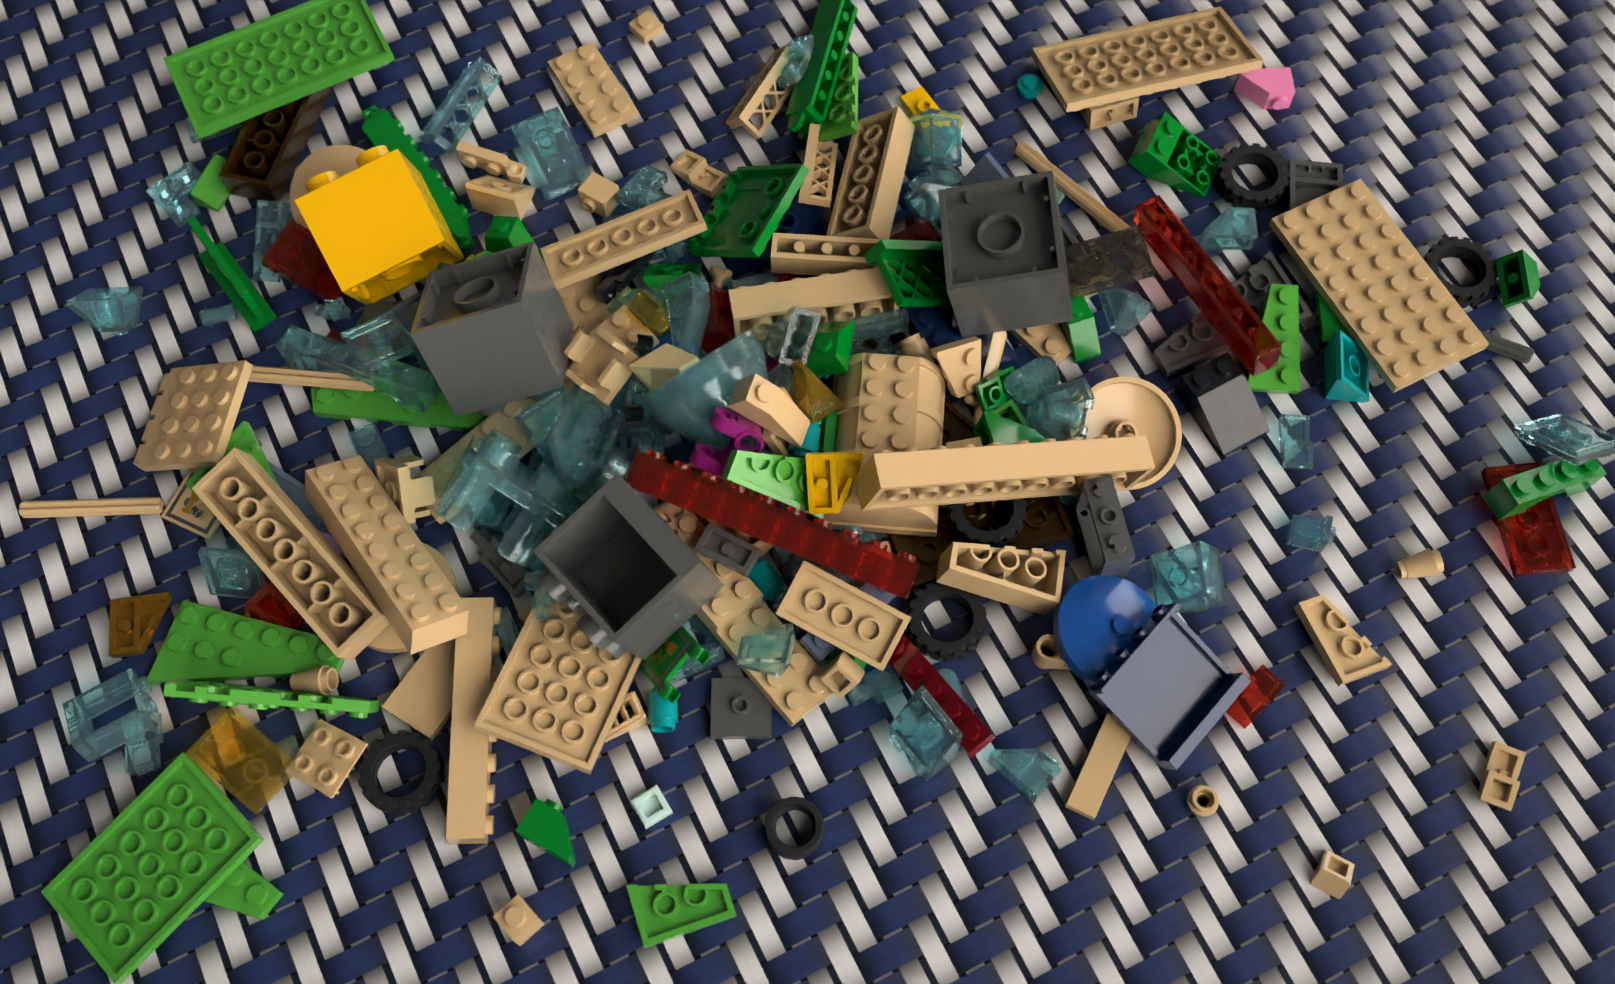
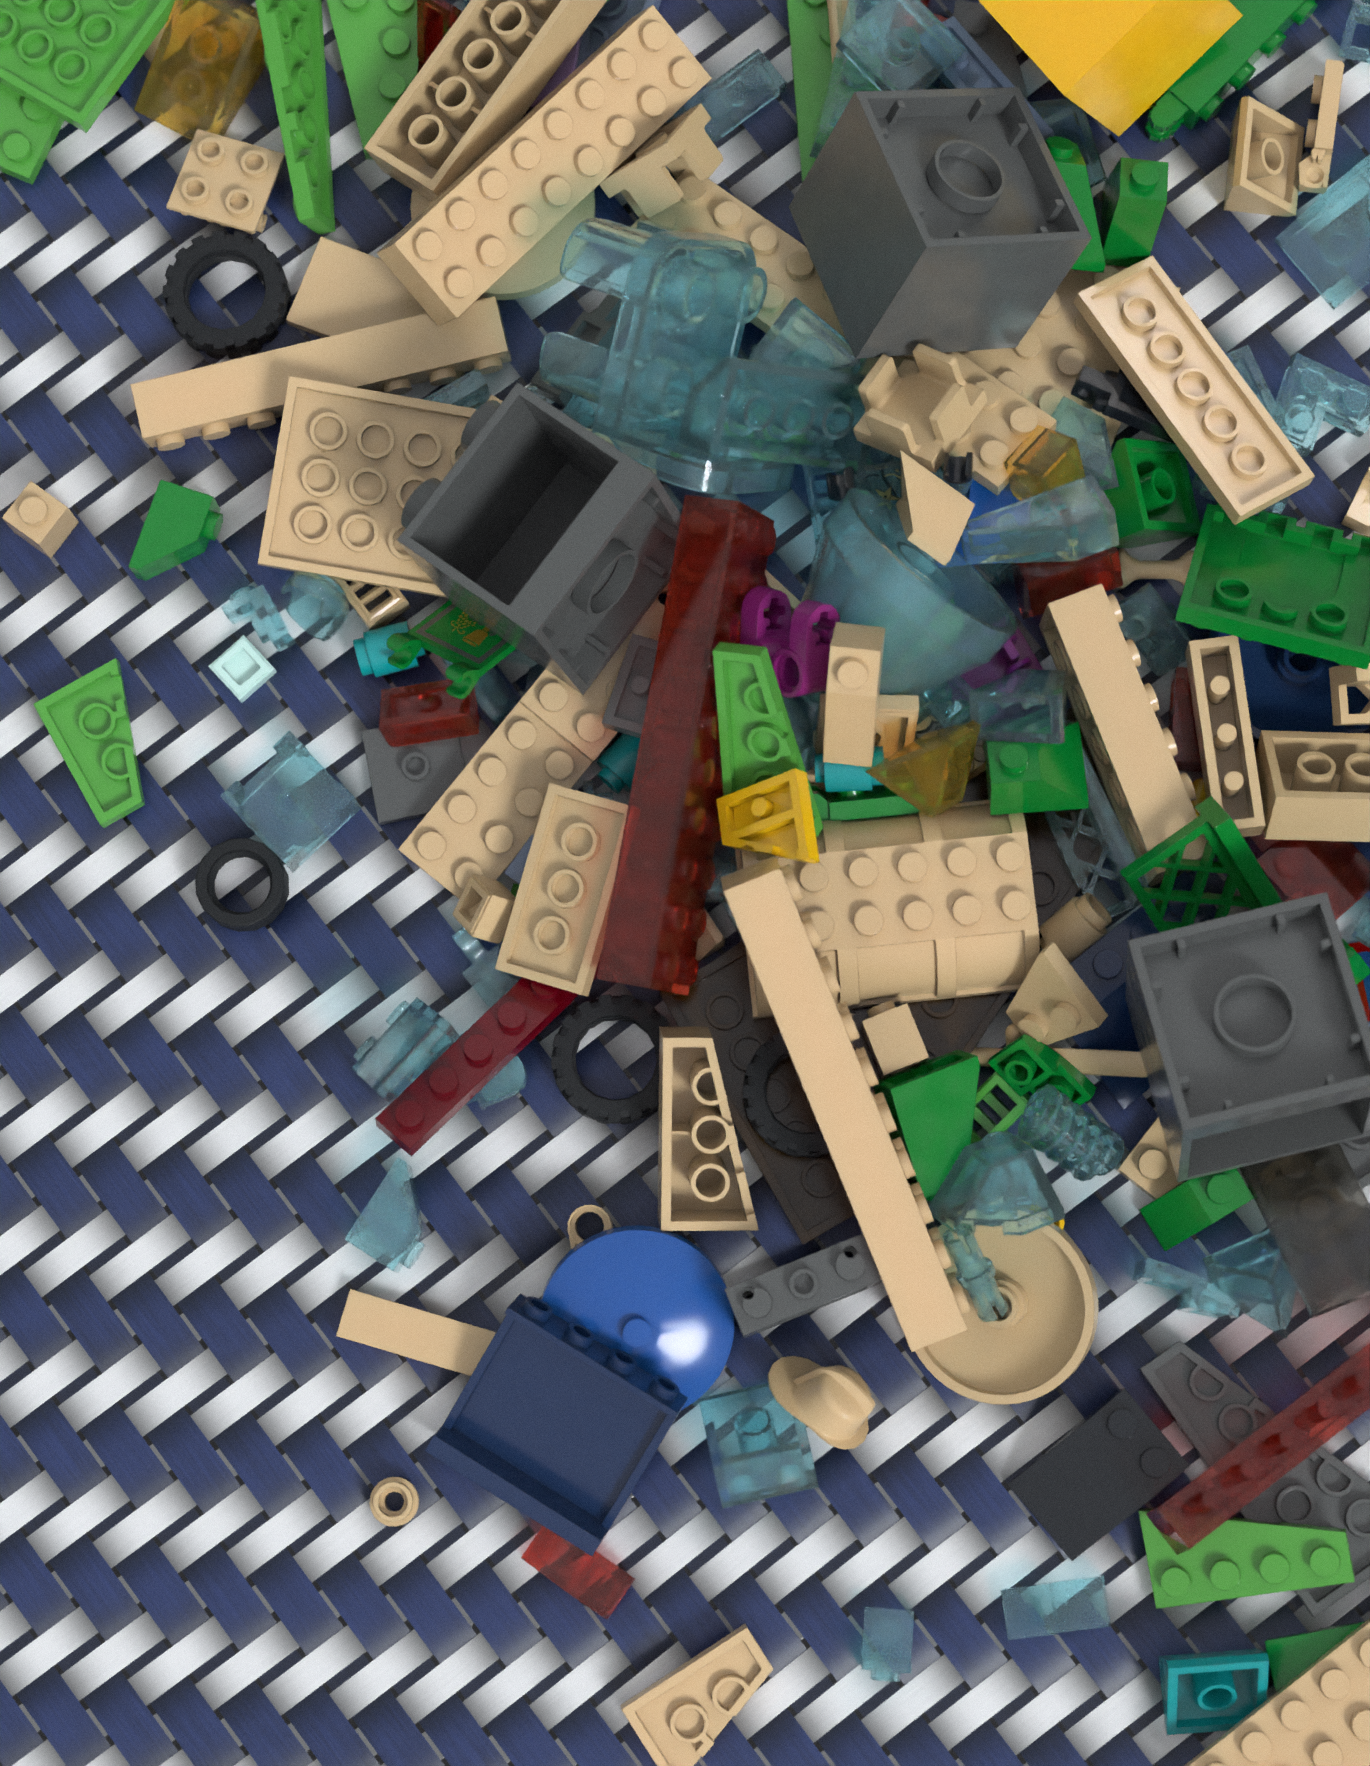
camera: 85 degrees right, 15 degrees up
(316, 680) = (340, 130): tan cone -> none
(598, 195) = (1294, 323): tan brick -> none
(623, 748) = (316, 604): none -> clear light blue hair
(624, 781) = (267, 622): none -> clear light blue bracket
(710, 688) = (426, 714): none -> clear red slope
(747, 787) = (292, 803): none -> clear light blue panel
(767, 651) = (495, 782): clear light blue slope -> none
(1109, 428) = (975, 1272): none -> clear light blue pin
(1128, 337) = (1195, 1294): none -> clear light blue slope
(1168, 534) = (825, 1399): none -> tan piece
(1333, 874) = (317, 1715): tan slope -> none

